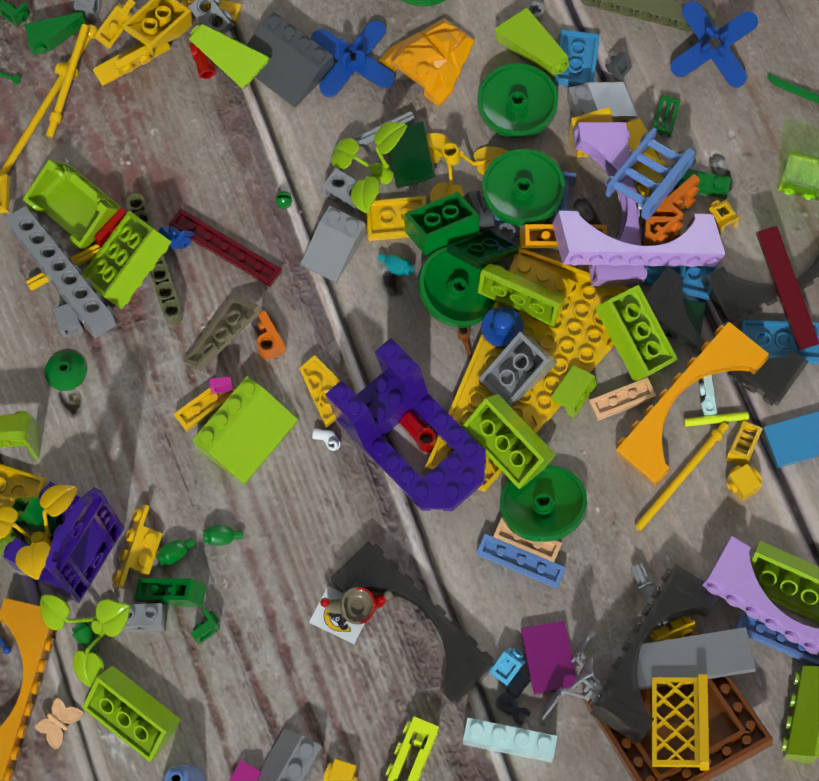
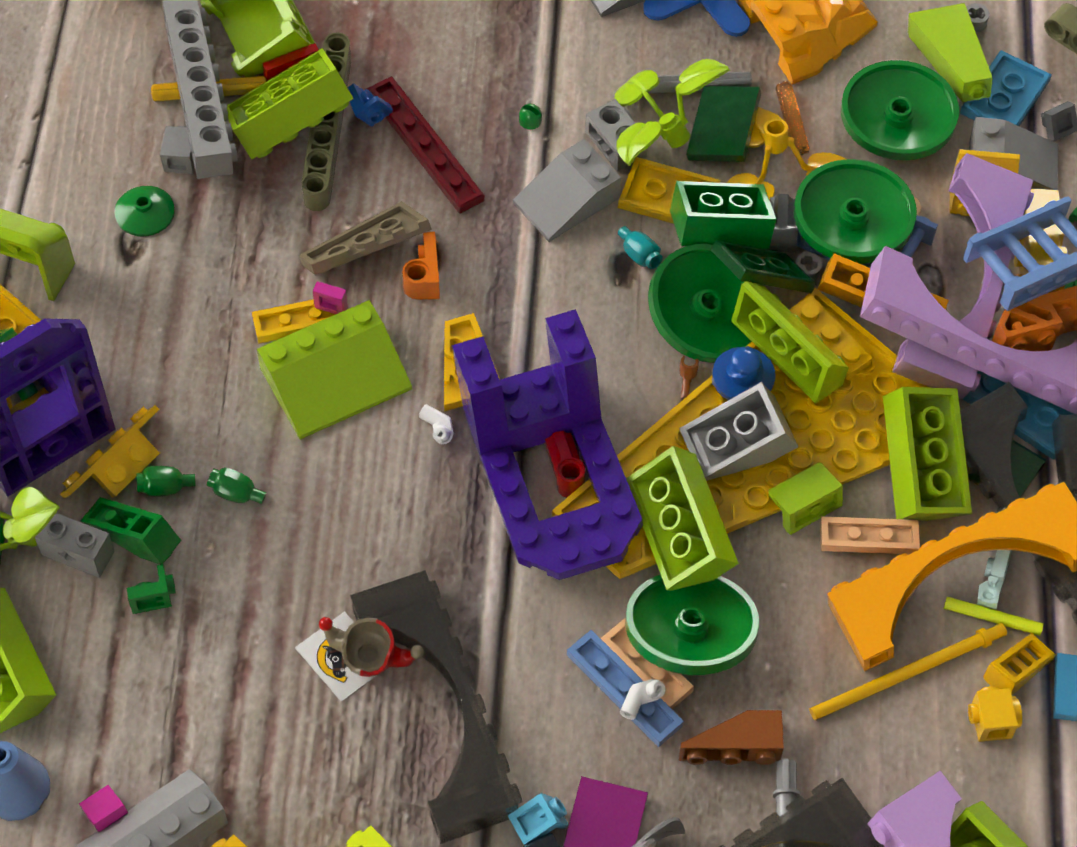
camera: 20 degrees right, 10 degrees down
(450, 131) = (792, 116): none -> clear orange axle
(534, 562) = (641, 694): none -> white arm
(609, 559) = (746, 737): none -> dark orange slope

